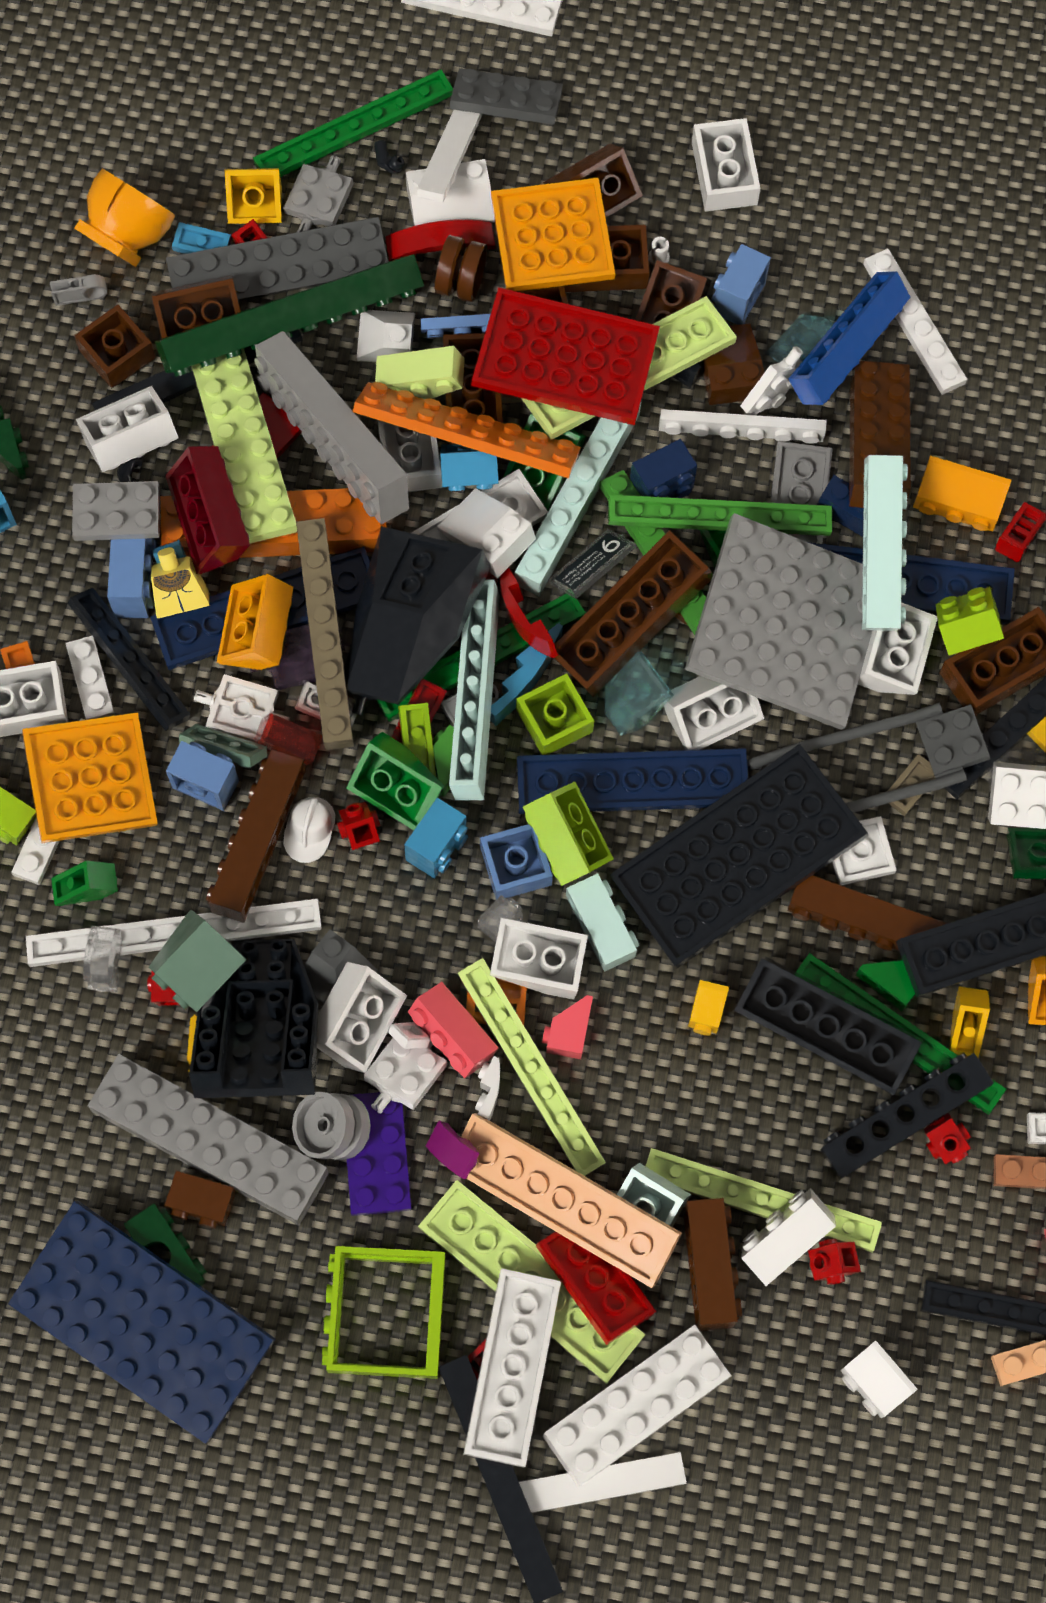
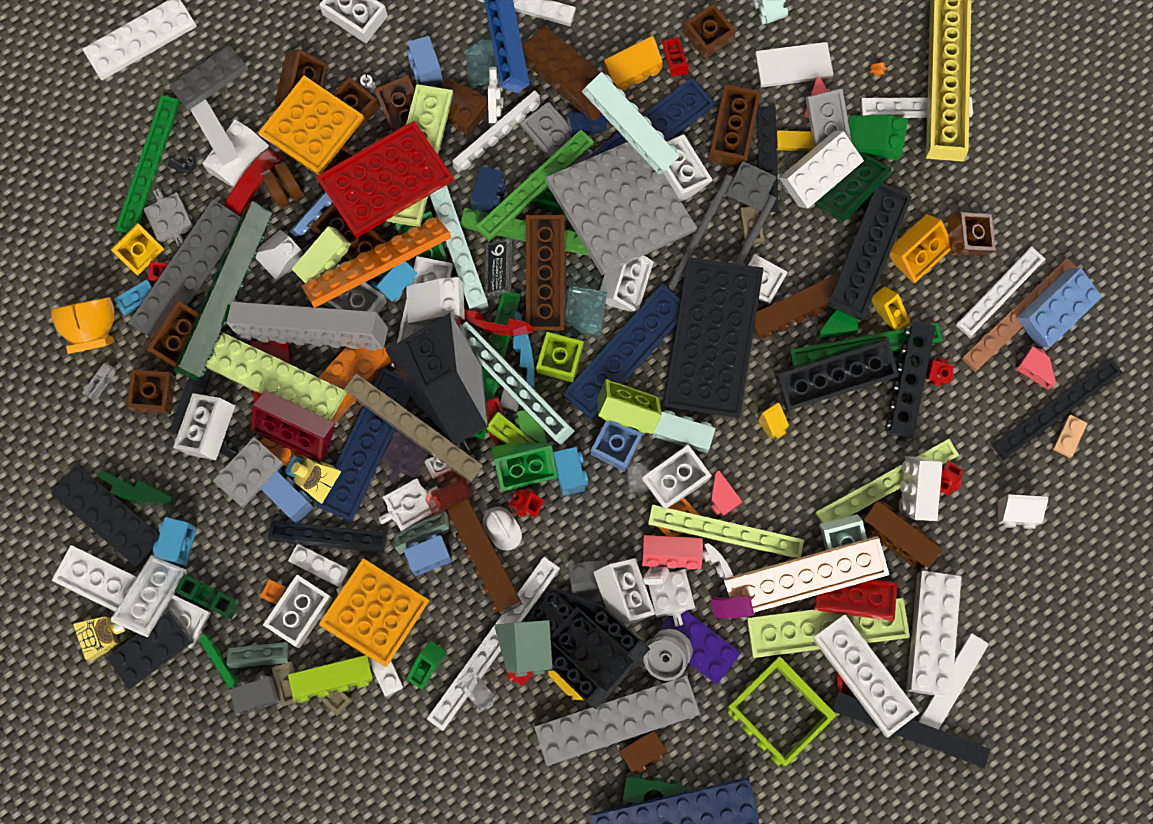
camera: 45 degrees left, 5 degrees up
(255, 623) = (373, 457): light orange slope -> none
(969, 620) = (701, 122): lime brick -> none

